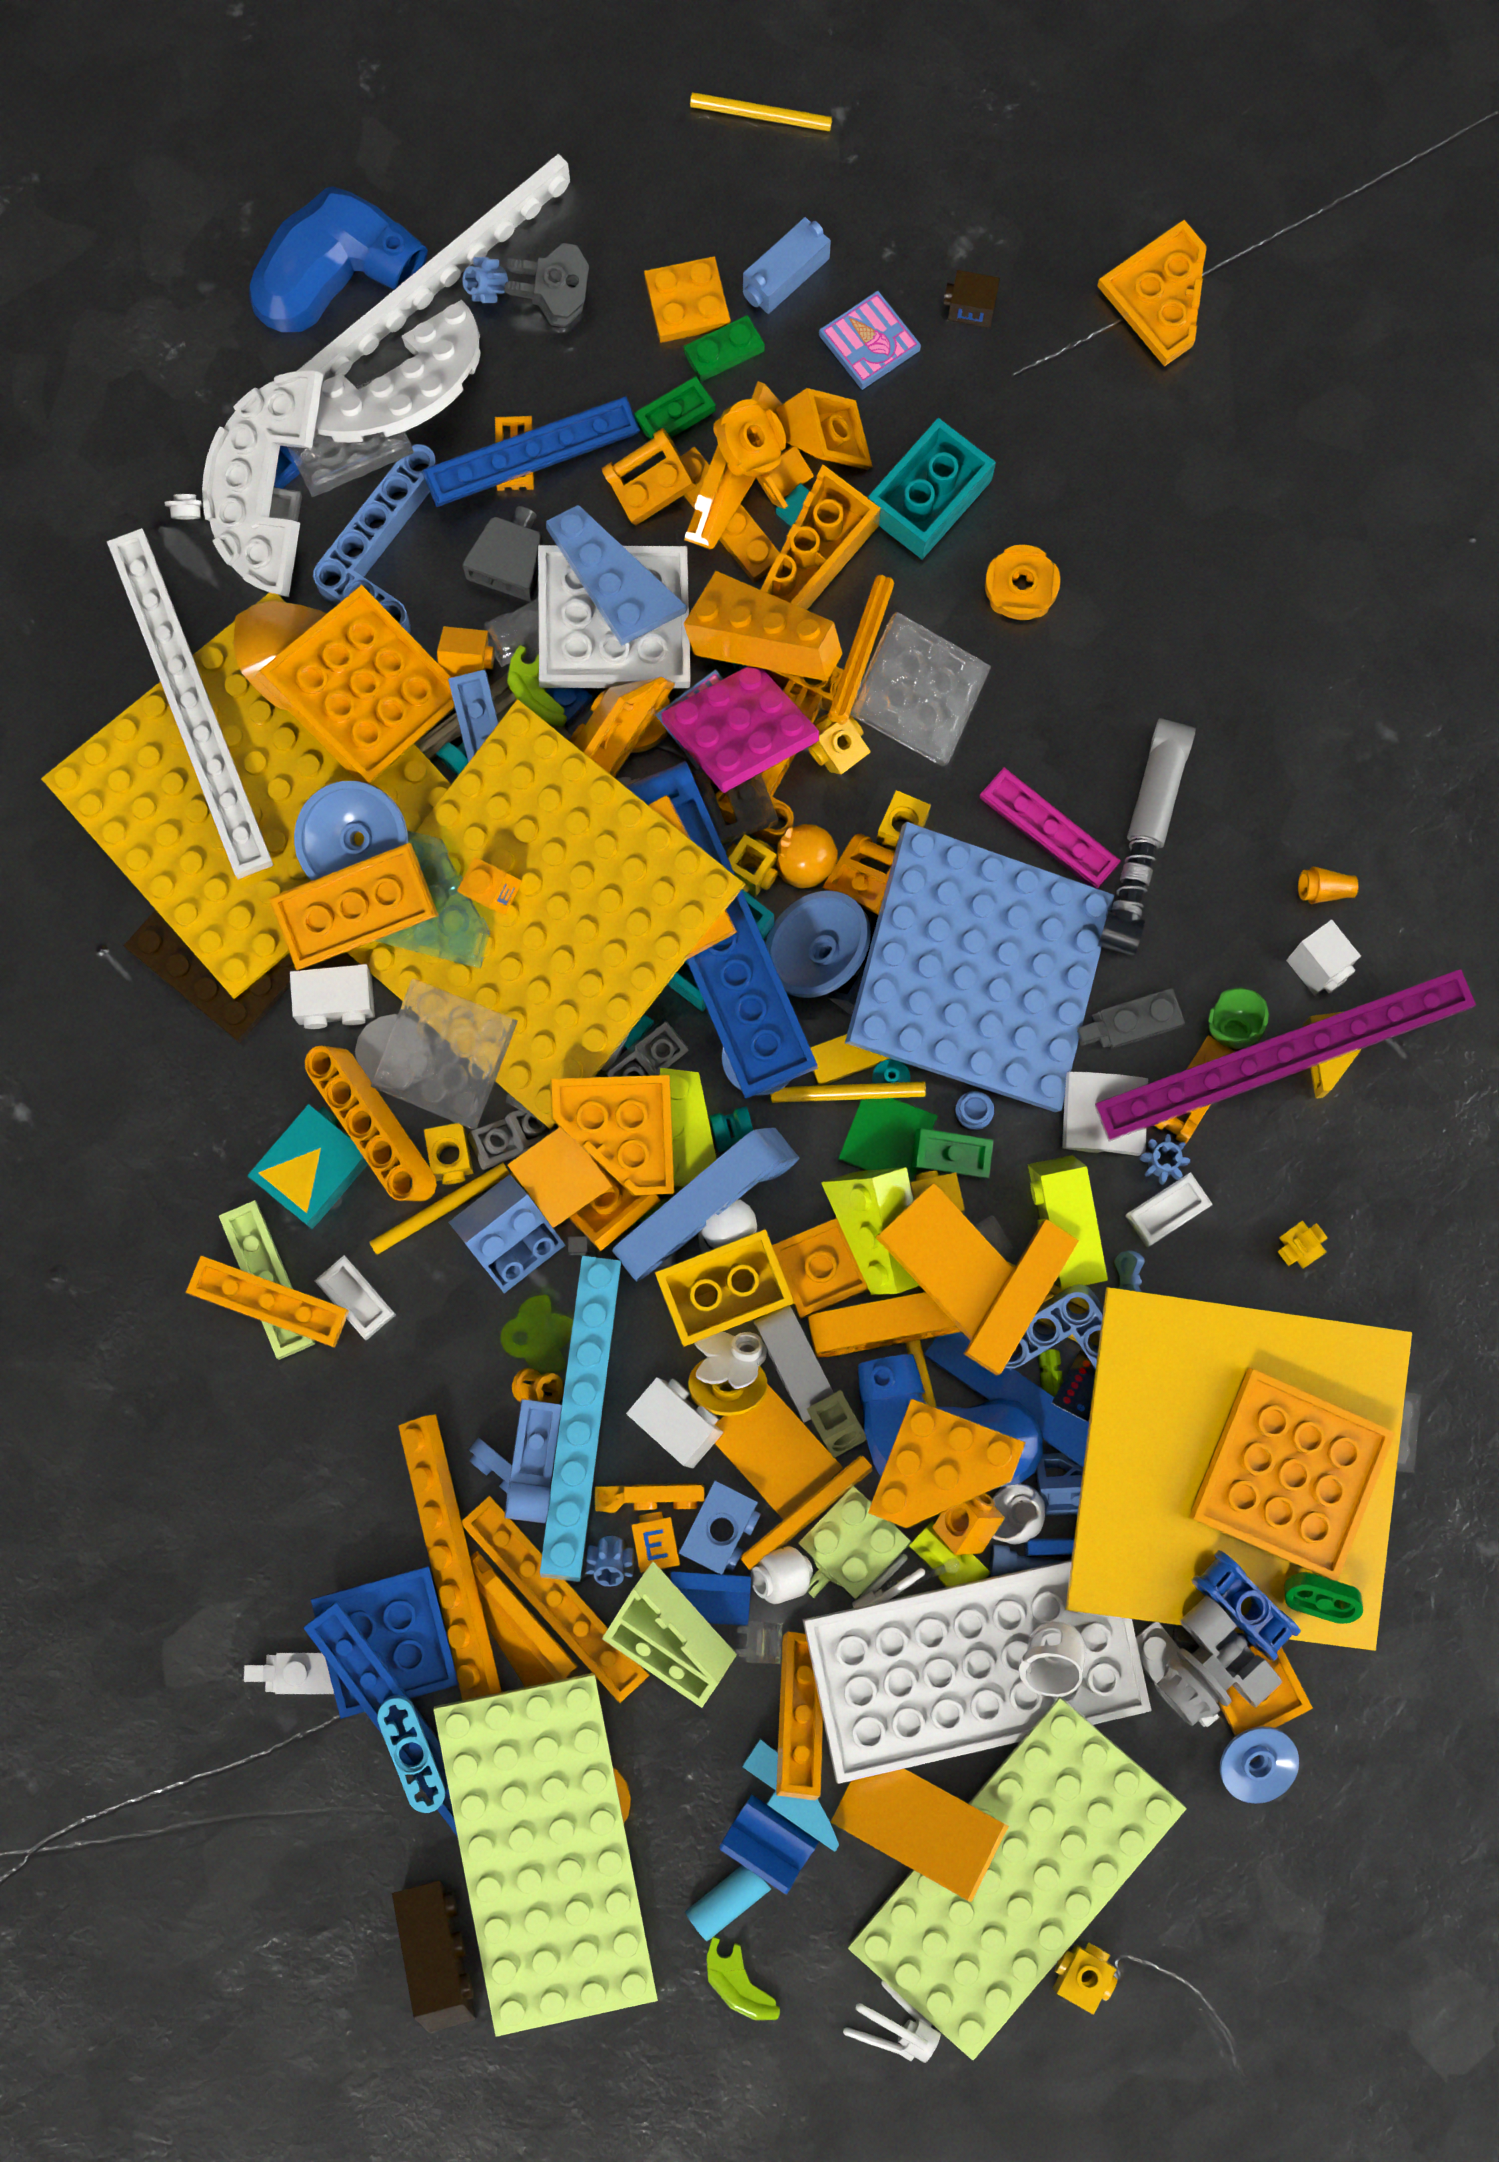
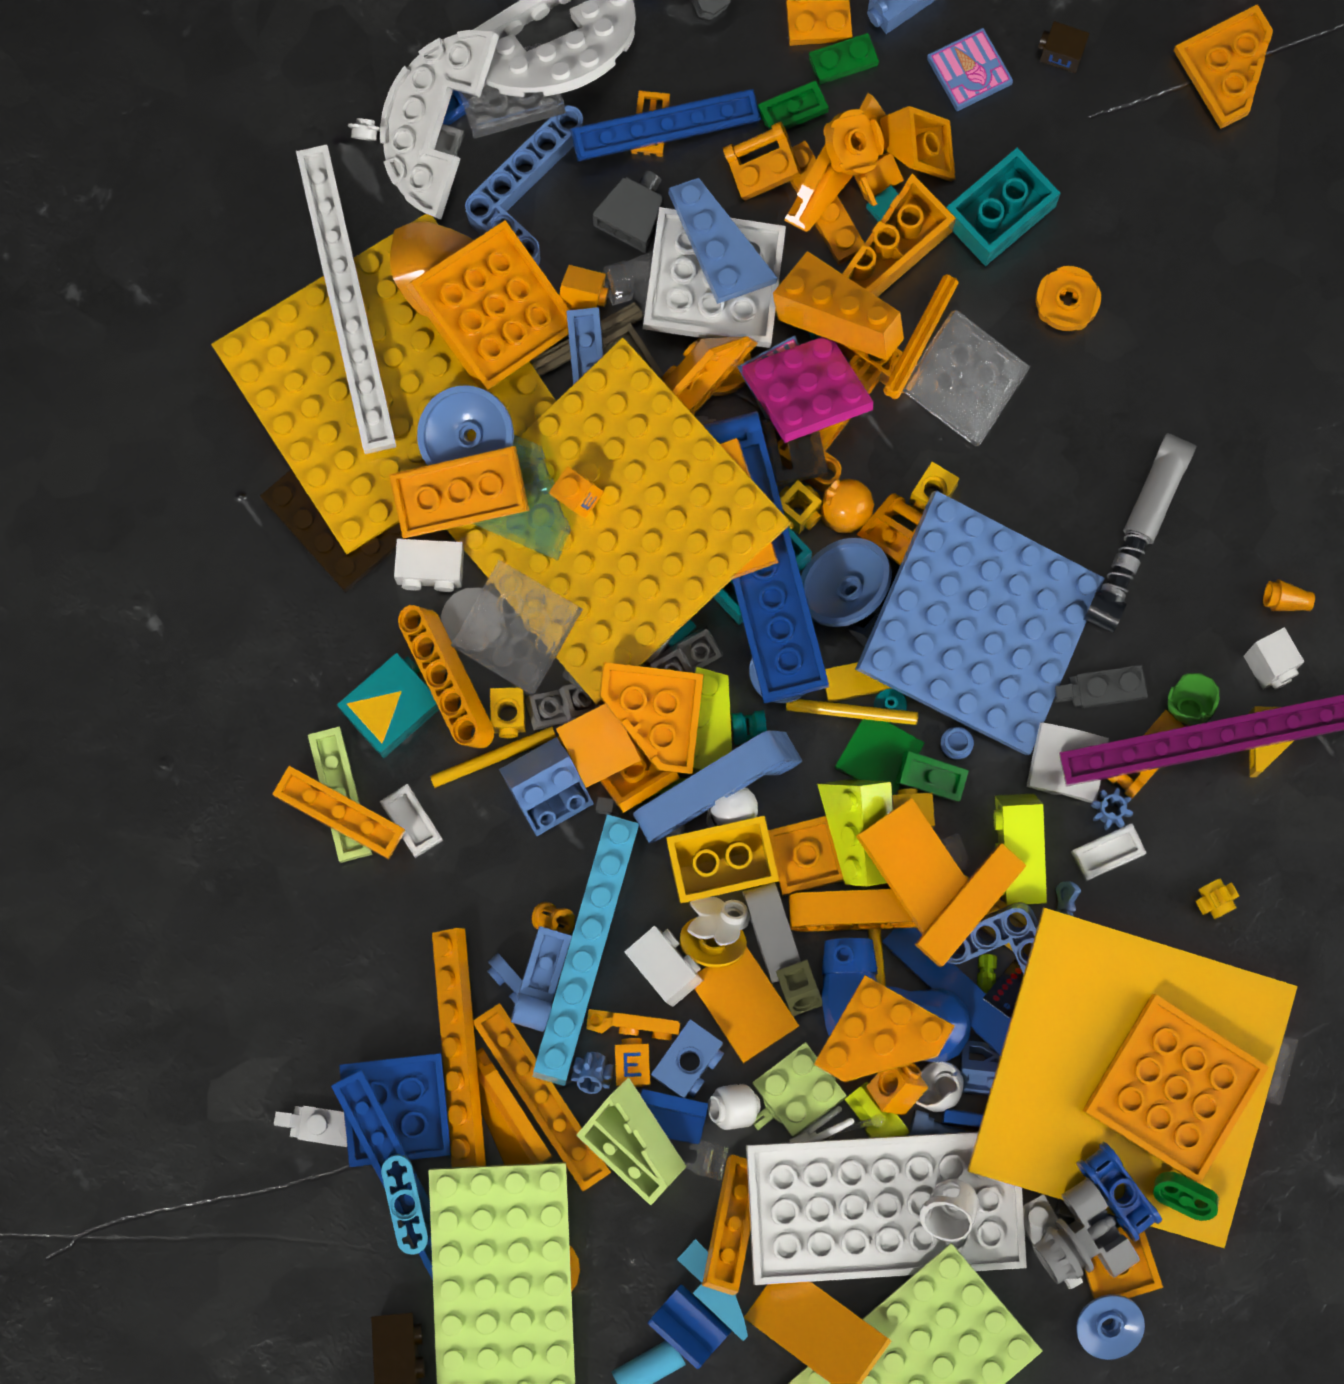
camera: 10 degrees right, 0 degrees up
(453, 758) = (561, 378): teal tile -> none
(524, 683) = (630, 326): lime piece -> none
(545, 1335) = (566, 875): clear neon green plate -> none
(572, 700) = (662, 344): blue plate -> none
(808, 1512) = (764, 1057): light orange tile -> none
(838, 744) = (889, 415): yellow brick -> none
(1049, 829) = (1058, 513): dark pink tile -> none

